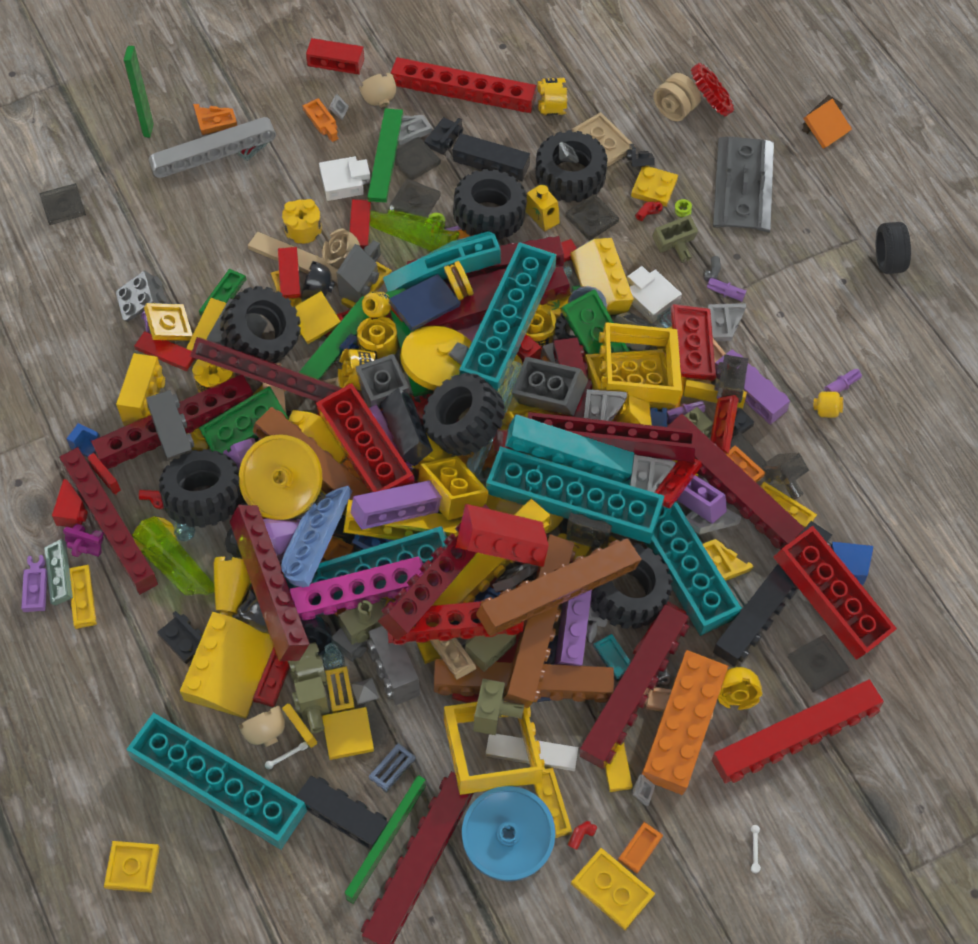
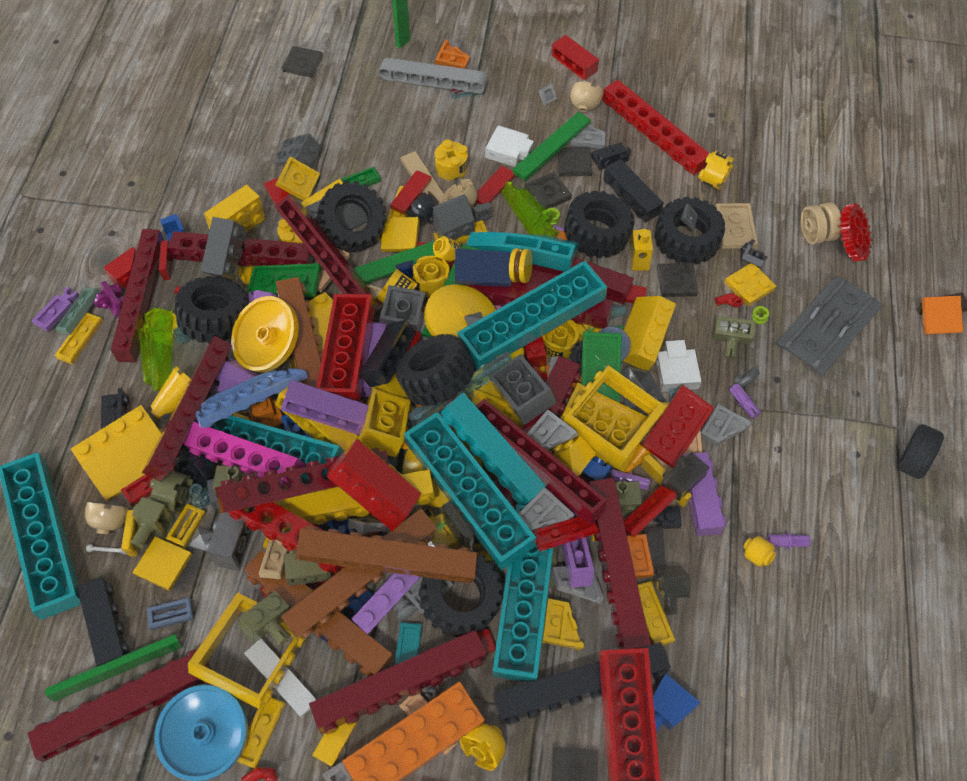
camera: 35 degrees right, 0 degrees up
(321, 118) = (528, 96): orange hinge -> none

